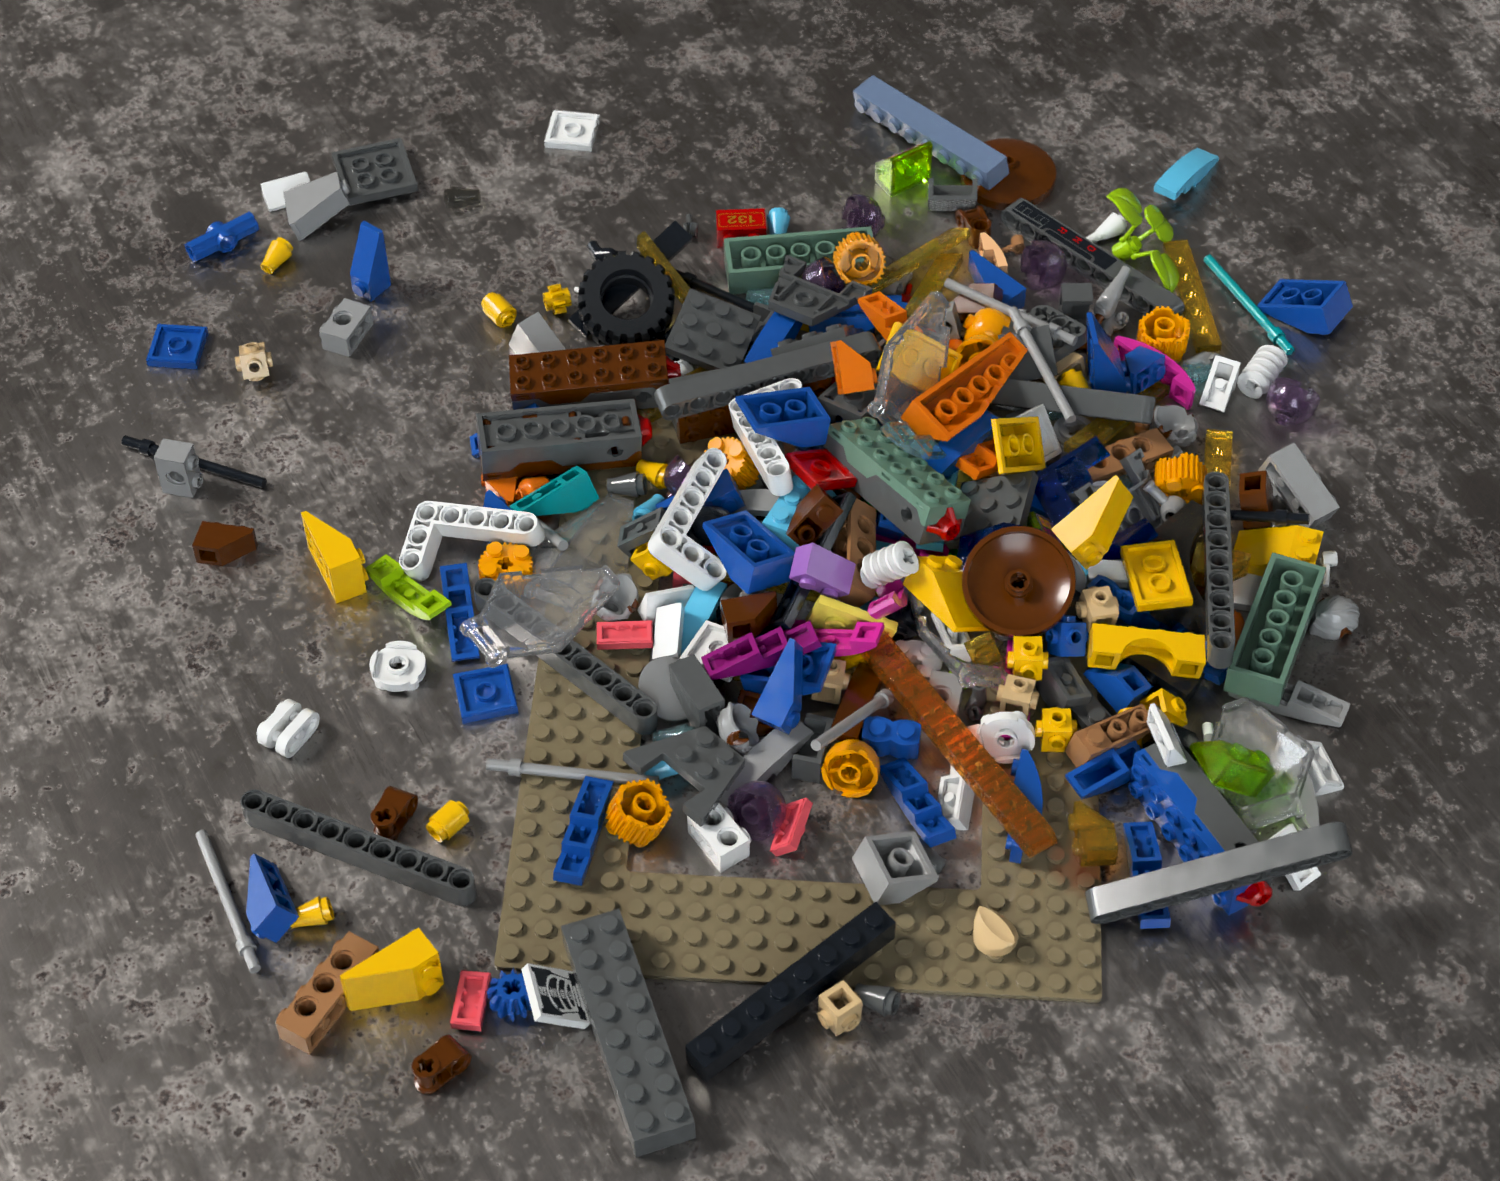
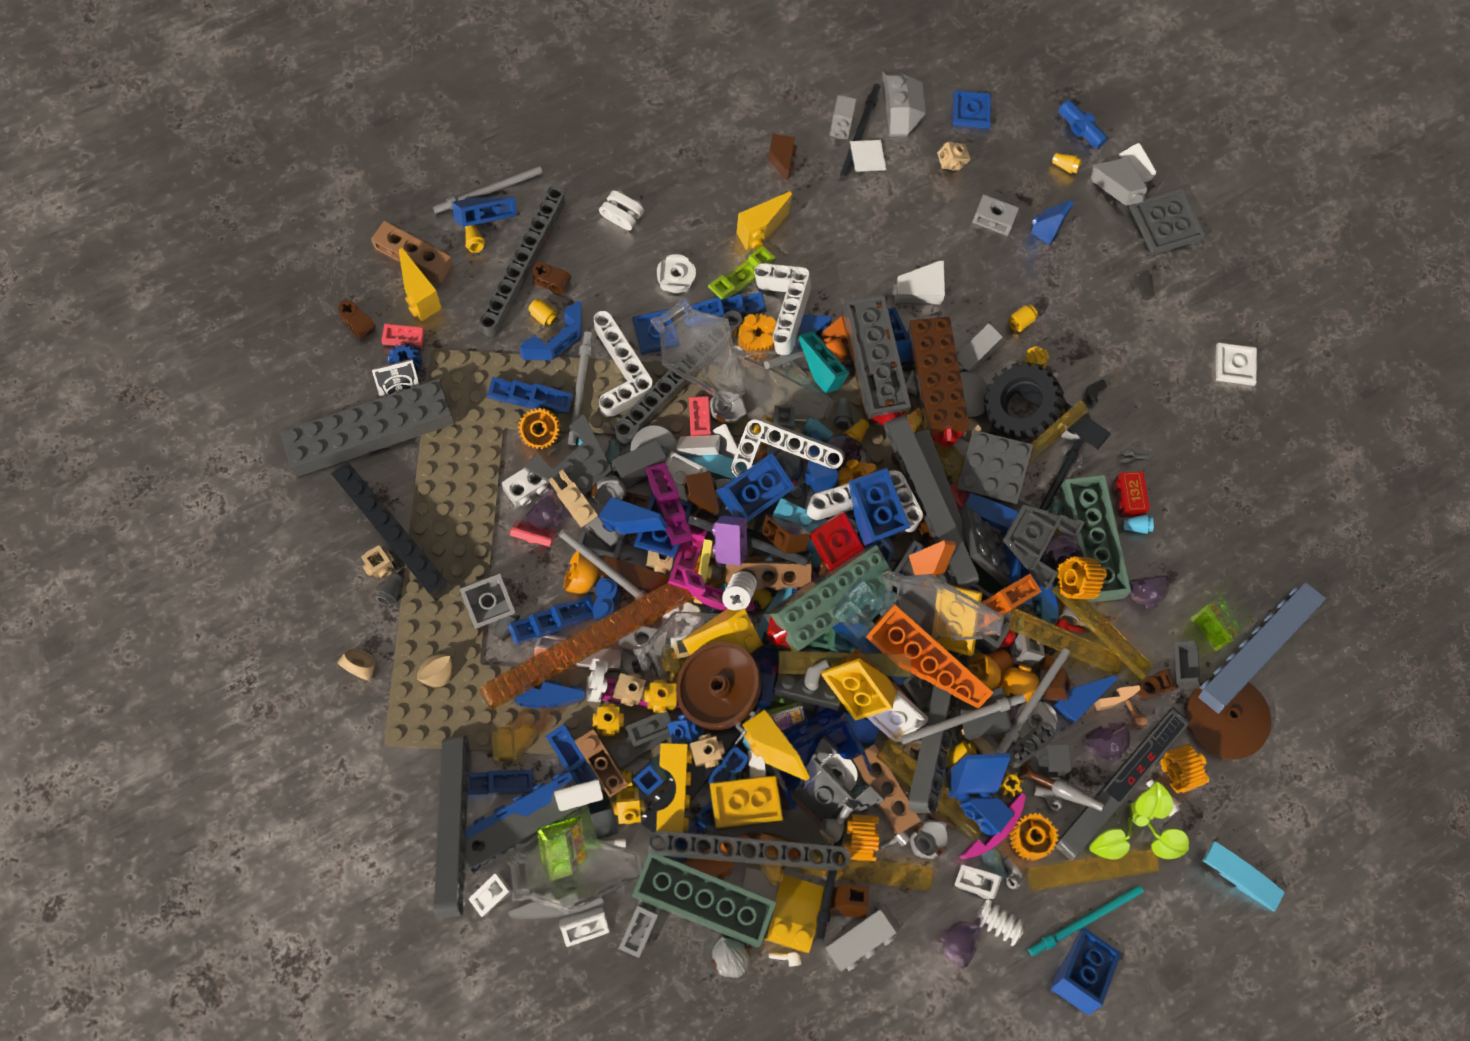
camera: 80 degrees right, 20 degrees up
(153, 414) = (903, 102): none -> light grey wedge
(235, 454) = (868, 155): none -> white sticker
(443, 403) = (921, 285): none -> white slope
(466, 778) = (536, 350): none -> blue slope
(539, 713) = (625, 363): none -> white beam
(751, 763) = (574, 501): none -> tan hinge
(982, 463) = (887, 663): none -> clear yellow tile
(988, 1033) = (358, 663): none -> tan piece
(998, 486) = (813, 674): none -> light grey arm
(1074, 202) = (1184, 768): none -> light orange brick

